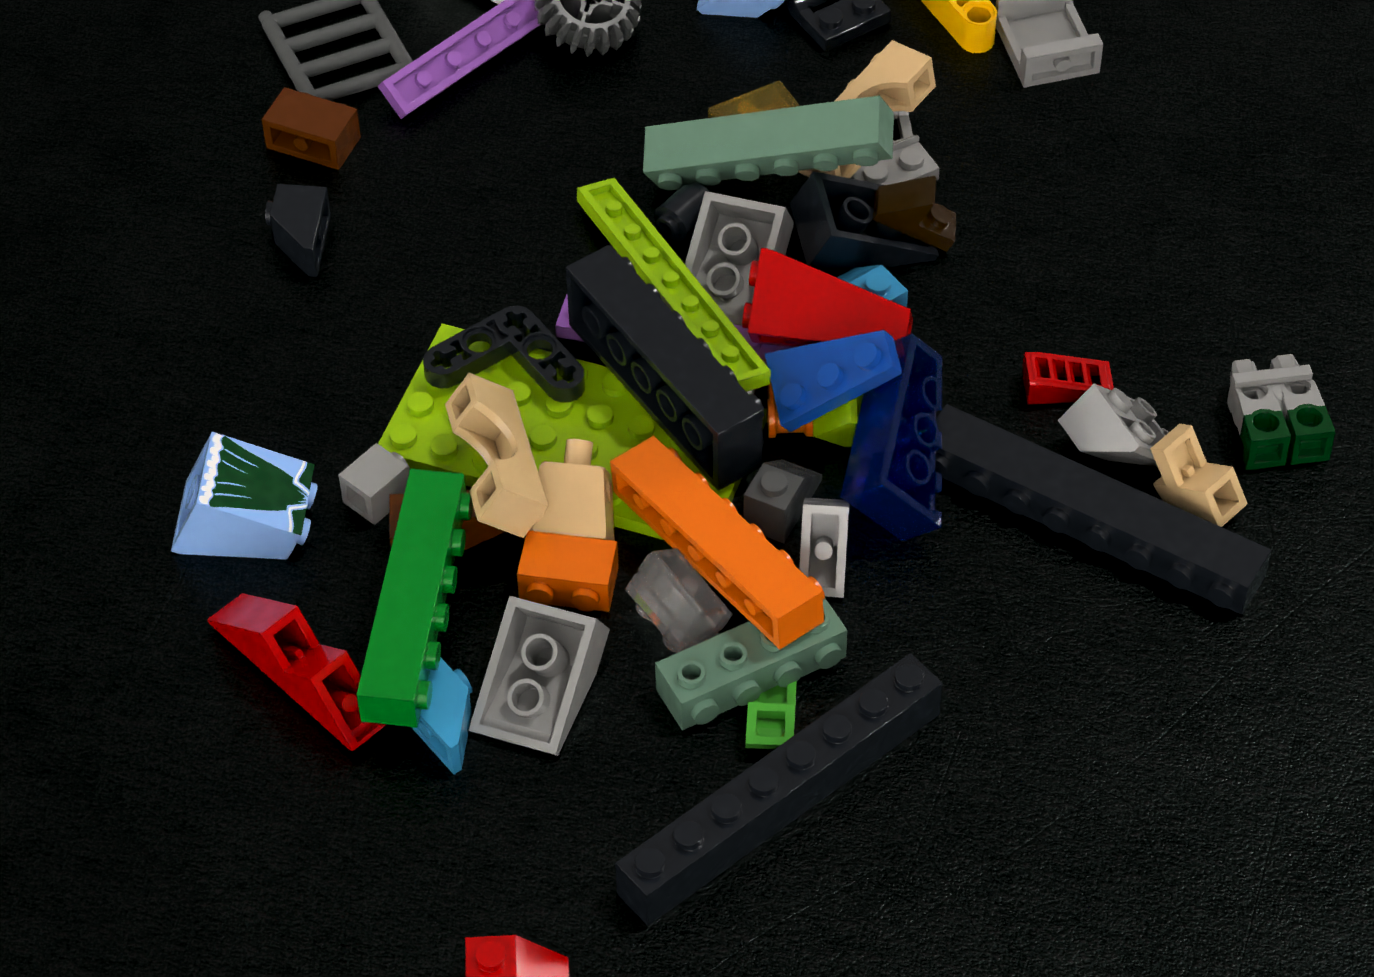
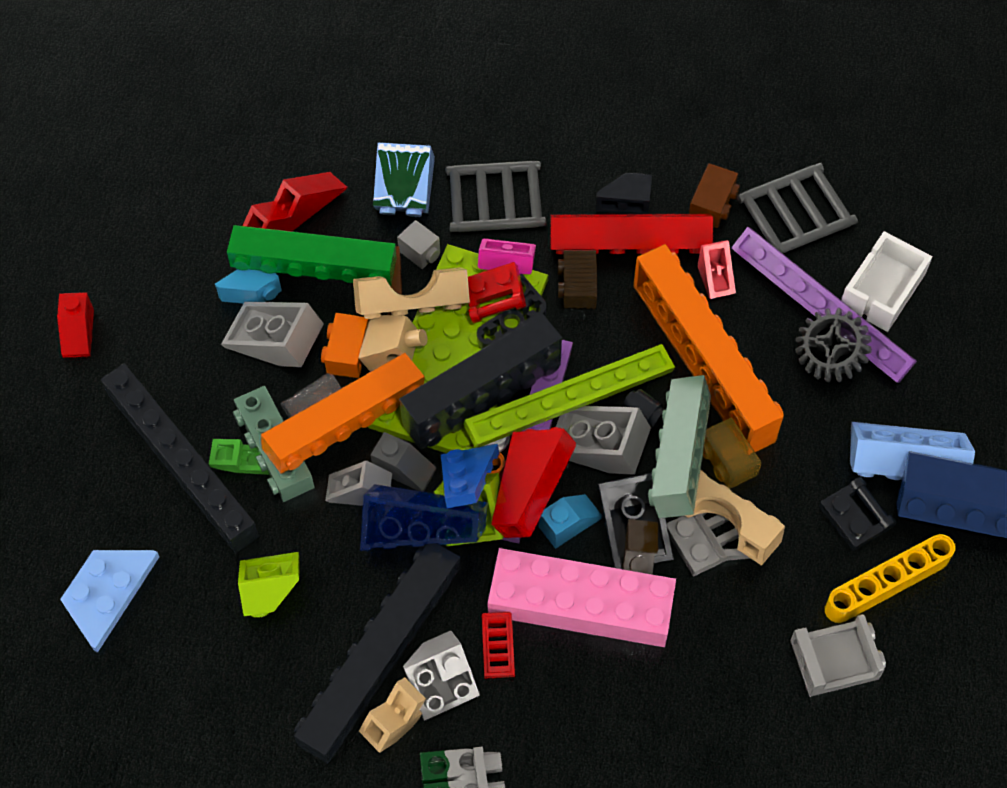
camera: 90 degrees right, 10 degrees up
(332, 375) = (484, 222): none -> dark grey bar
(376, 219) = (630, 232): none -> red brick
(424, 348) = (498, 253): none -> dark pink slope
(448, 129) = (716, 269): none -> coral slope
(453, 283) = (579, 279): none -> dark brown brick
(475, 352) = (493, 285): none -> red plate
(581, 132) = (706, 346): none -> orange brick
(991, 281) = (582, 597): none -> bright pink brick
(995, 648) = (266, 582): none -> lime slope
(1022, 883) = (105, 590): none -> light blue wing

